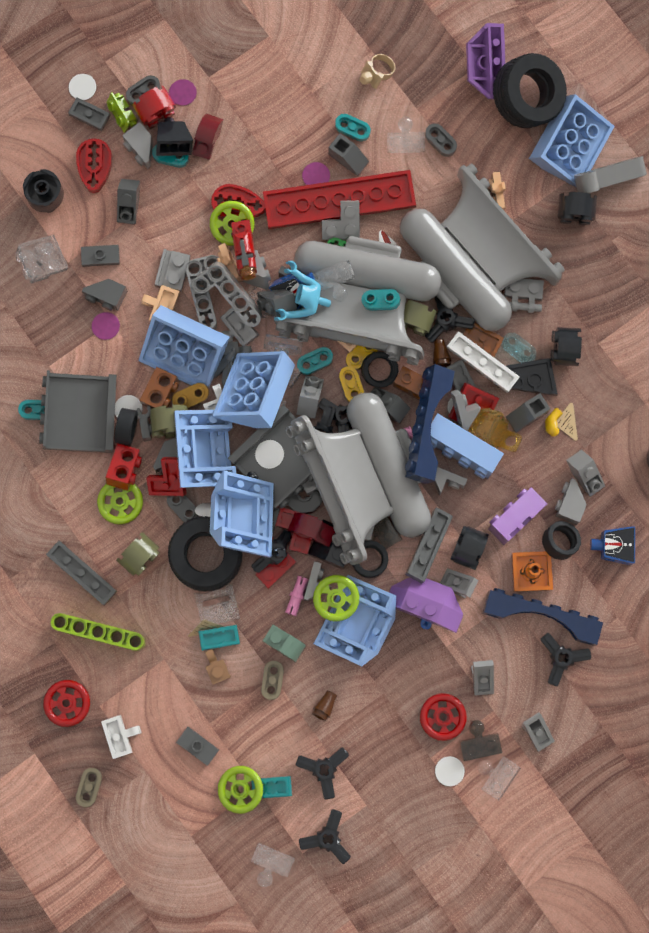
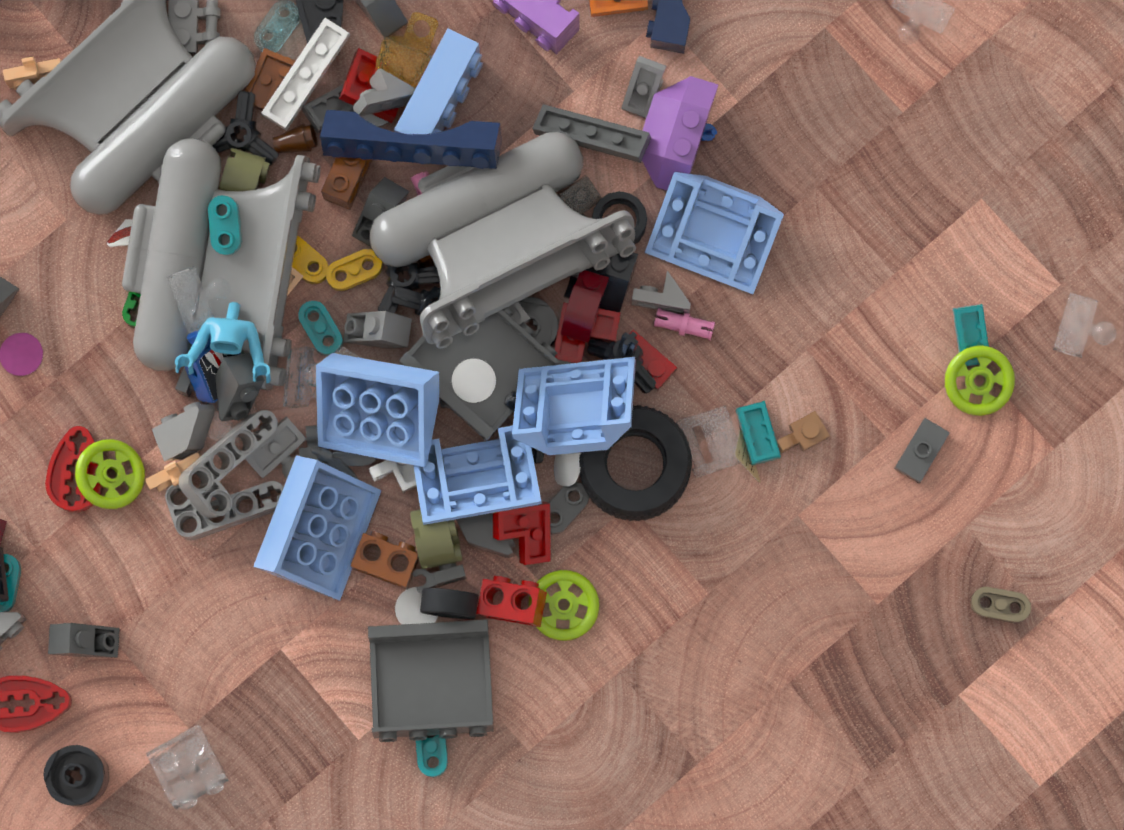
camera: 90 degrees left, 0 degrees up
(80, 712) = (856, 664): red plate -> none
(81, 573) = (679, 651): dark grey plate -> none
(90, 626) = (768, 600): lime beam -> none
(100, 255) = (174, 677): dark grey plate -> none
(105, 325) = (287, 658): flat silver sticker -> none
(107, 293) = (236, 658): dark grey slope -> none
(118, 736) = (920, 568): white plate -> none
(138, 554) = (645, 563): olive brick -> none
(166, 297) = (239, 566): light nougat plate -> none
(172, 270) = (191, 561): light grey plate -> none
(190, 396) = (388, 513): pearl gold plate -> none
(244, 249) = (155, 444): red plate -> none
(272, 680) = (813, 348): dark tan plate -> none
(284, 643) = (758, 333): sand green brick -> none
(314, 766) = (936, 273): black bush -> none
(322, 200) = (59, 313): red plate -> none
(322, 607) = (671, 280): lime plate -> none
(324, 707) = (847, 269): reddish brown cone -> none
(331, 828) = (1041, 258): black bush -> none
(346, 226) = (104, 298): light grey plate -> none
(365, 370) = (323, 249): black tyre -> none
(449, 771) = (919, 83): white sticker -> none
(454, 480) = (491, 105): light grey slope -> none
(459, 721) = (846, 73): red plate -> none
(469, 547) = (590, 72): black brick -> none
(481, 745) = (877, 40): clear smoke plate -> none
(483, 677) = (779, 43): light grey slope -> none

